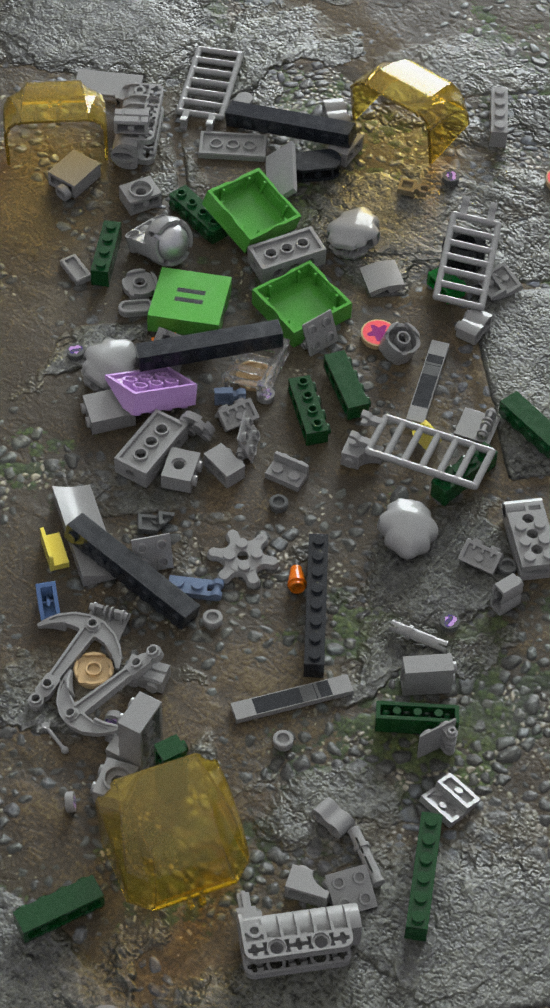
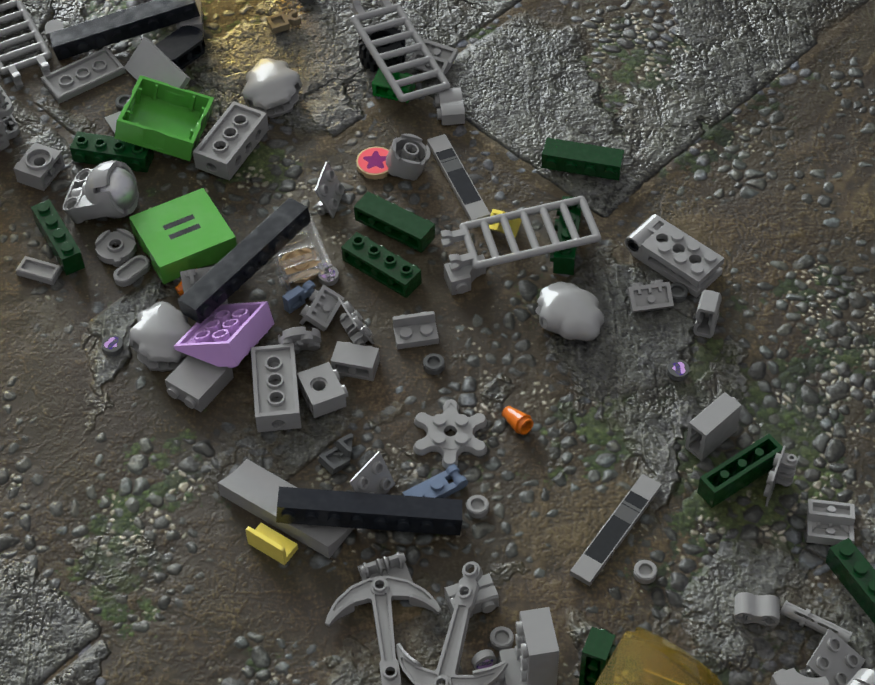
camera: 35 degrees left, 0 degrees up
(47, 599) = (315, 594): medium blue slope -> none
(93, 670) = (417, 629): tan tile -> none
(300, 298) = (281, 171): bright green tile -> none
(316, 606) = (560, 432): black brick -> none
(382, 277) = (331, 111): light grey slope -> none
(410, 632) = (659, 400): light grey pin -> none
(477, 425) = (535, 188): light grey hinge -> none

